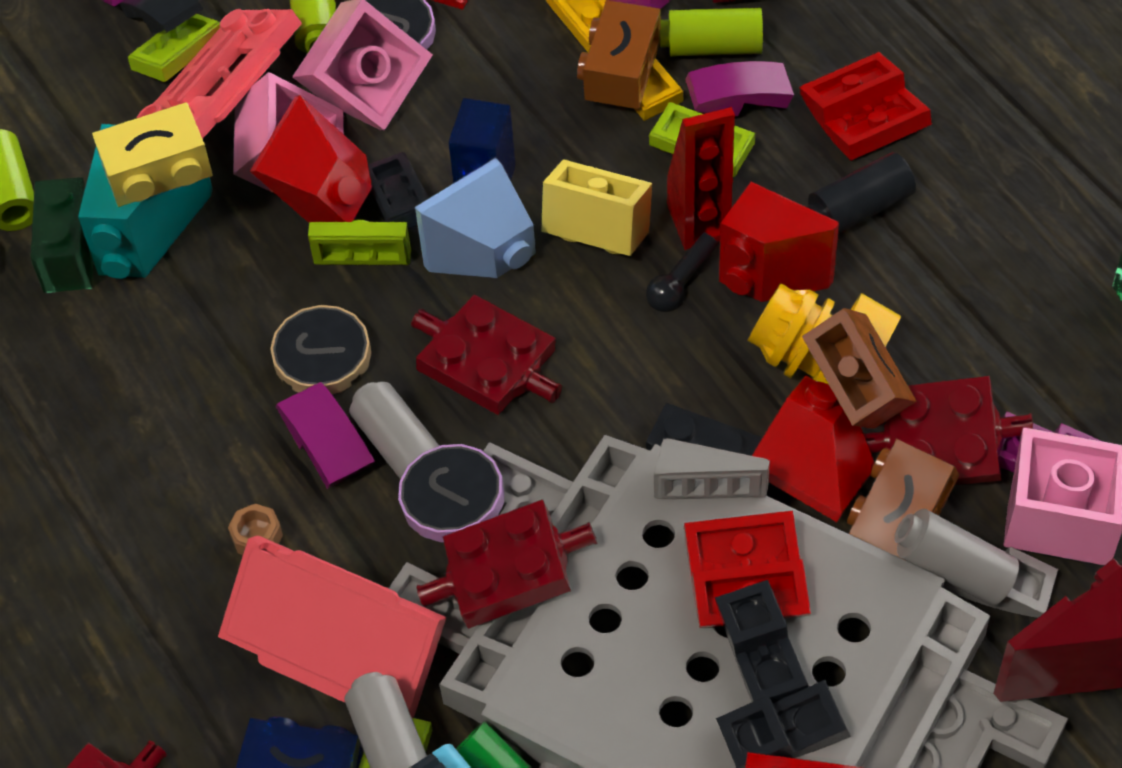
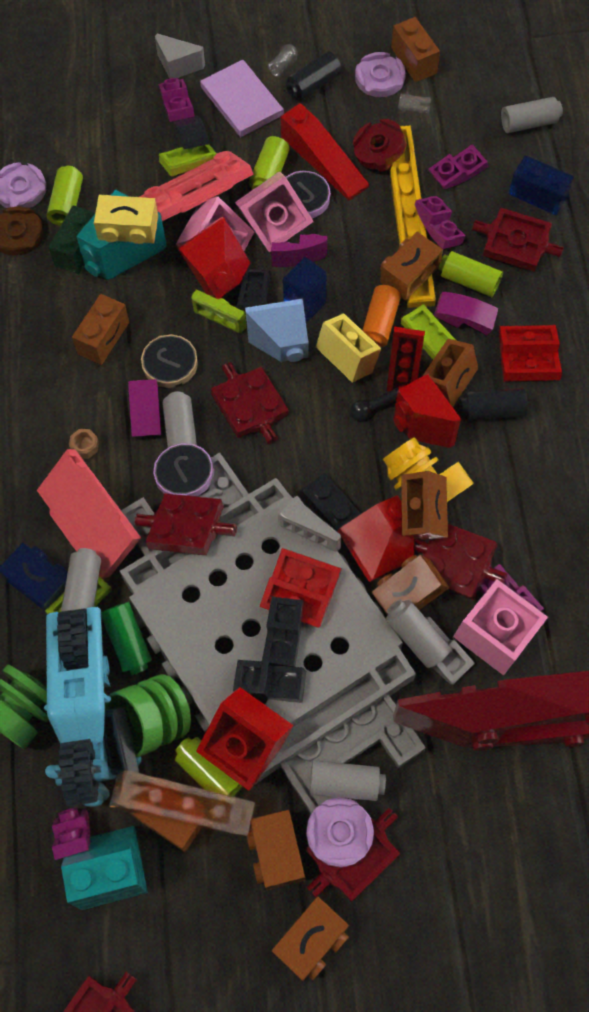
camera: 25 degrees right, 10 degrees up
(184, 348) = (100, 329): none -> dark orange brick
(430, 113) = (290, 254): none -> magenta slope
(614, 136) = (381, 314): none -> orange brick
(772, 160) = (453, 368): none -> dark orange brick

